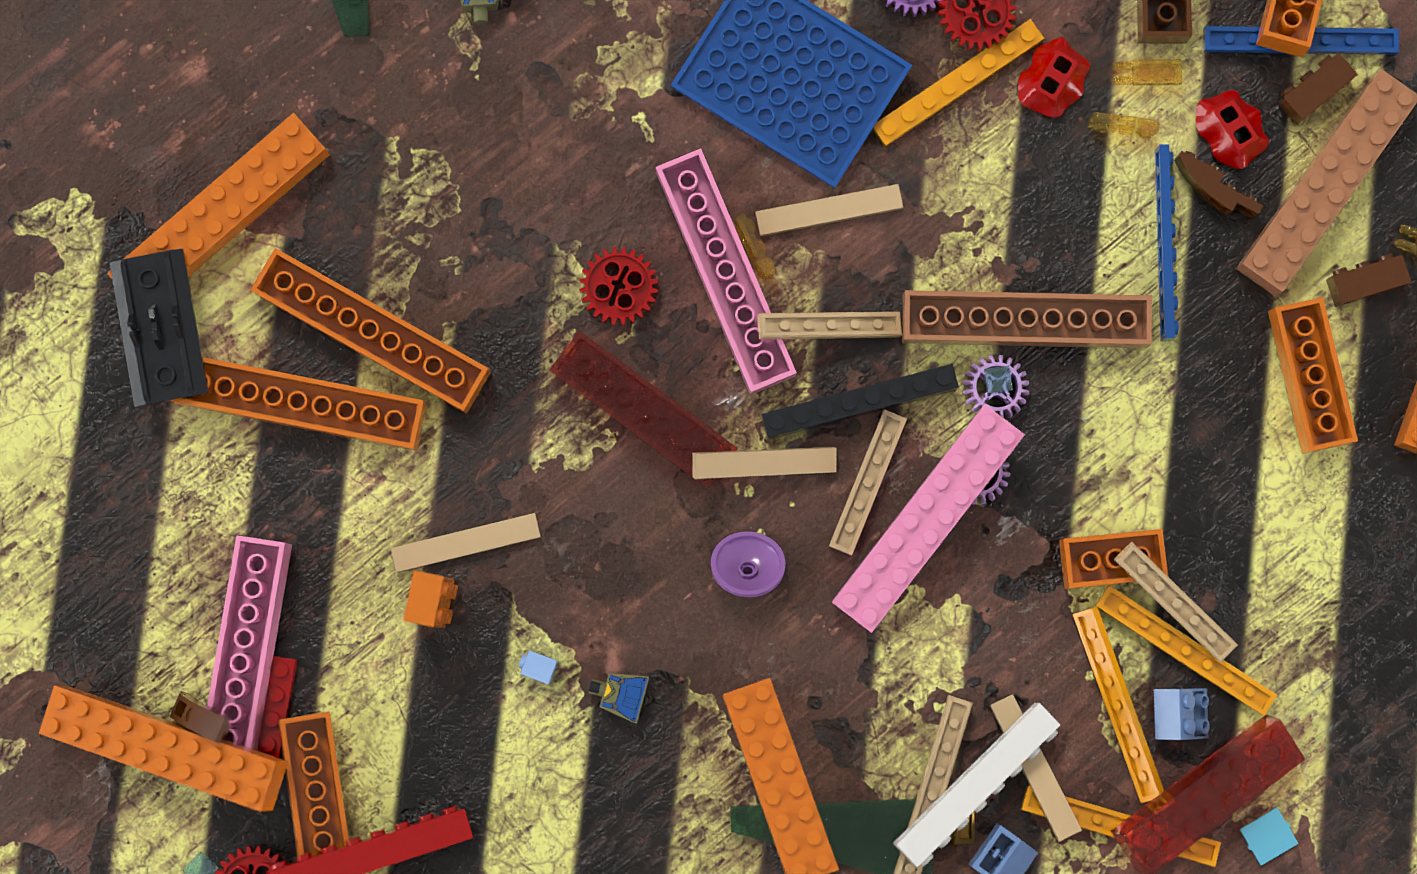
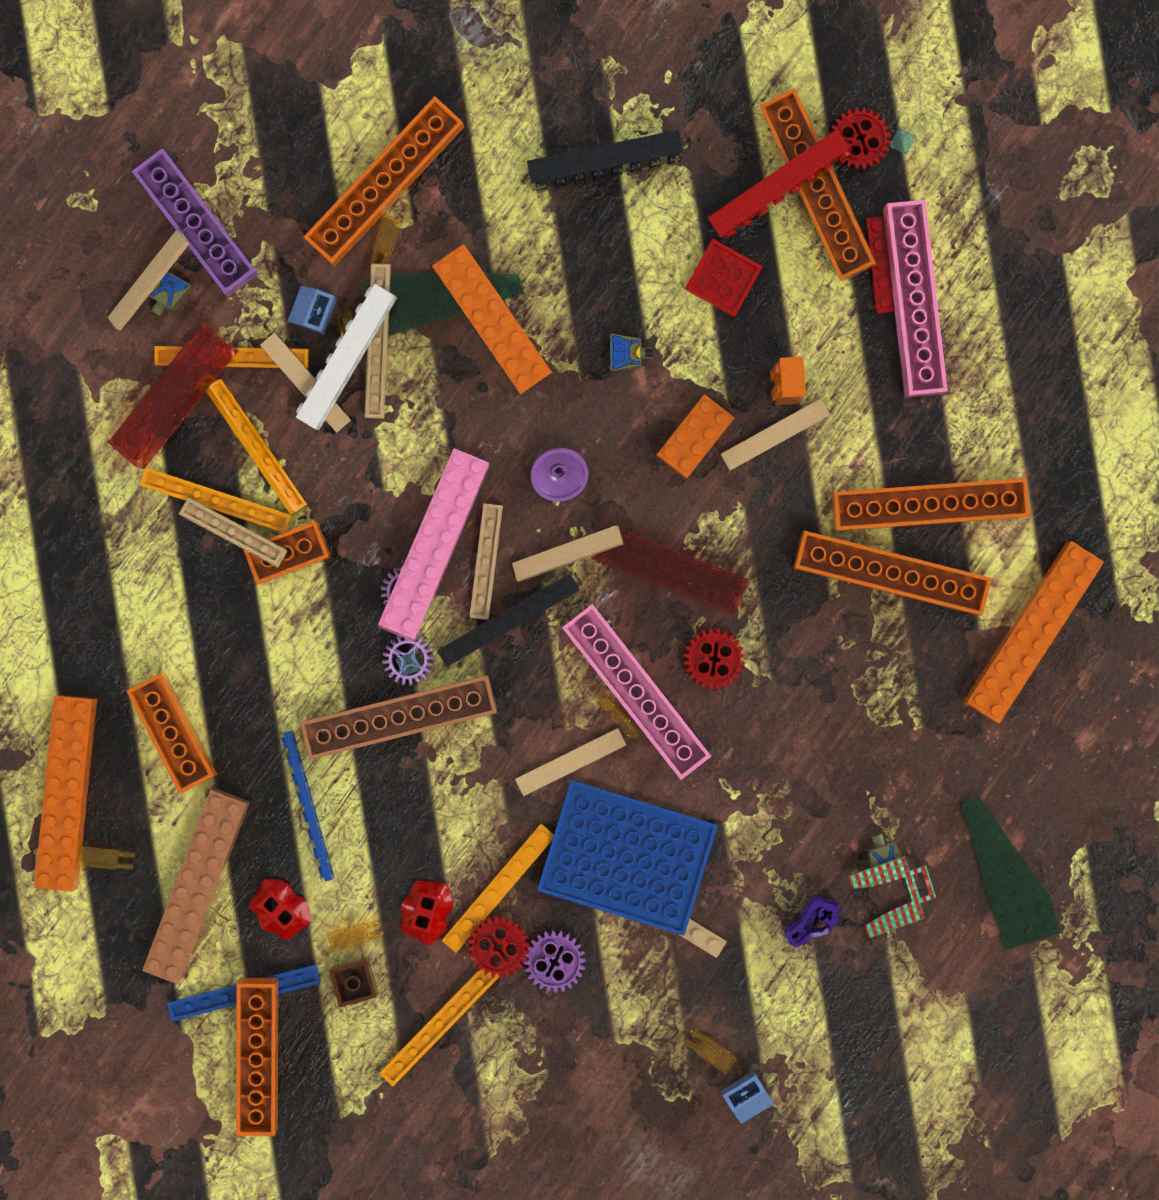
camera: 165 degrees right, 5 degrees up
(159, 327) = (1052, 530): black hinge -> none
(163, 748) = (955, 219): orange brick -> none
(199, 717) = (934, 248): reddish brown slope -> none
(475, 756) = (723, 278): none -> red plate
(538, 667) = (695, 356): light blue brick -> none
(565, 566) = (695, 436): none -> orange brick
(829, 325) = (546, 671): tan tile -> none
(1125, 124) = (363, 889): clear yellow hinge -> none
(1181, 714) = (207, 452): medium blue slope -> none
(1206, 181) = (288, 861): reddish brown slope -> none
(1268, 836) = (120, 380): medium azure piece -> none
(1316, 87) = (223, 958): reddish brown brick -> none
(1368, 279) = (147, 819): reddish brown brick -> none

